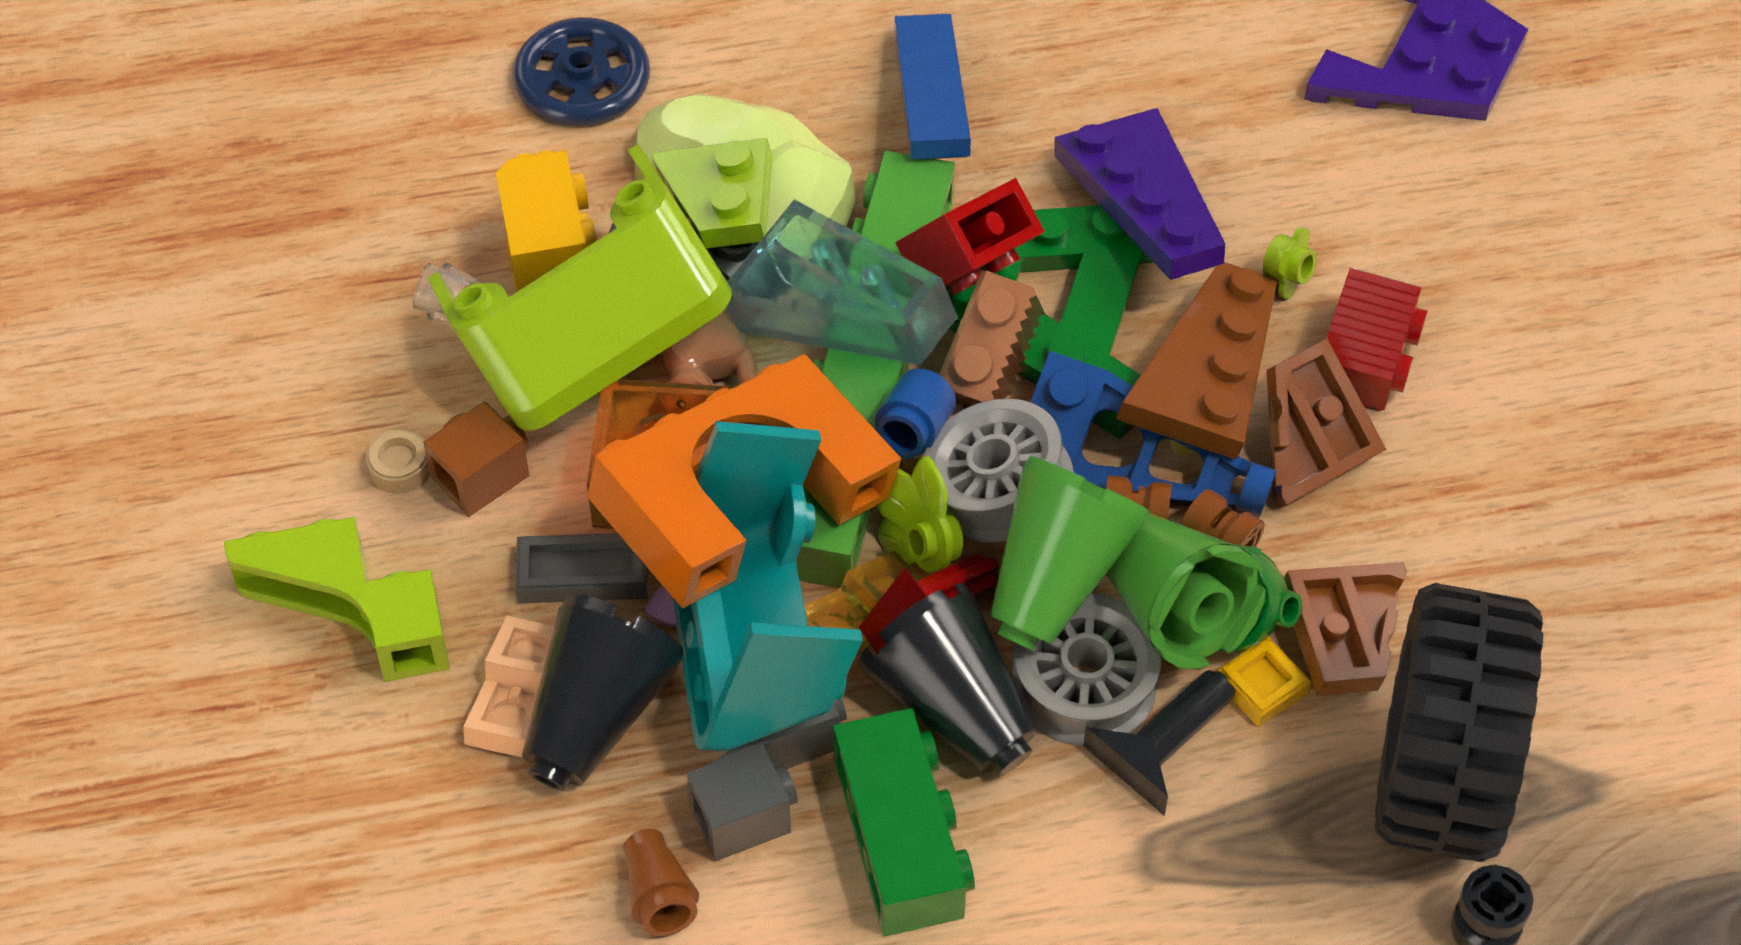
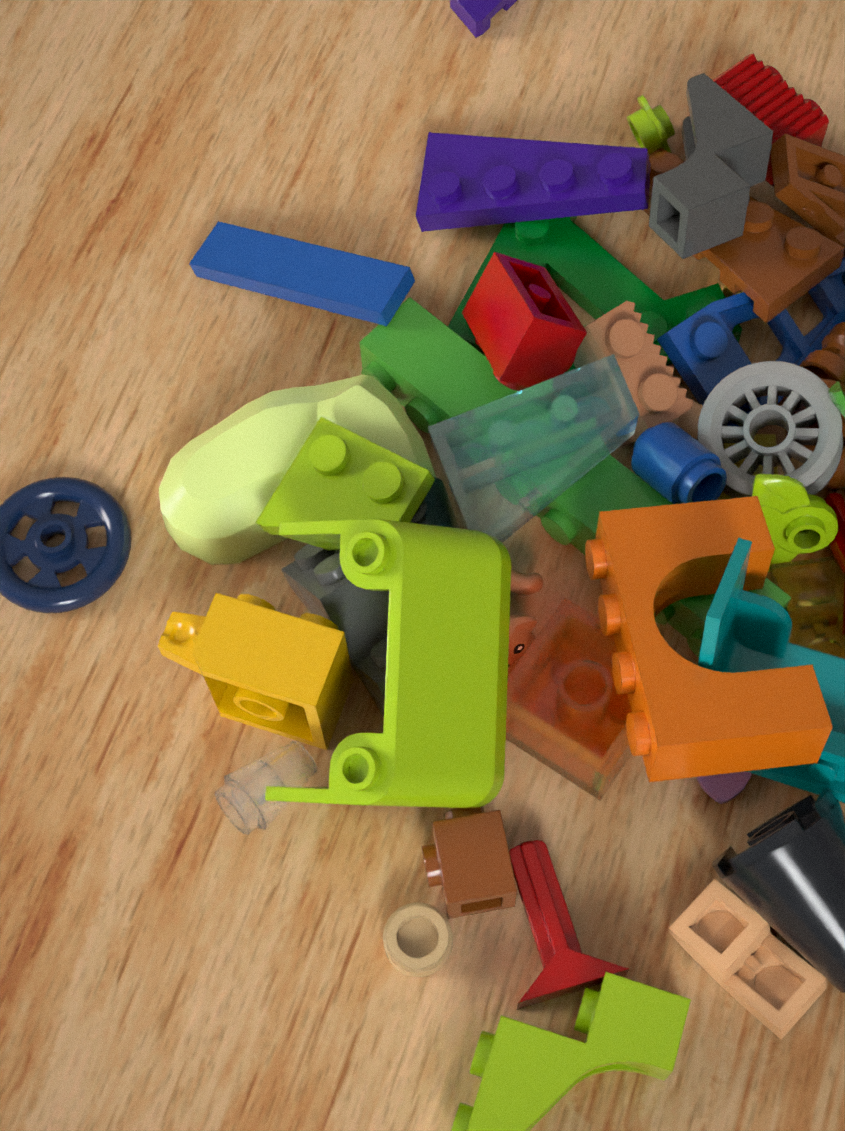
camera: 55 degrees left, 10 degrees up
(459, 539) = (556, 940): none -> red piece
(578, 564) = (638, 836): dark grey tile -> none
(1258, 300) = (709, 193): none -> dark grey arch

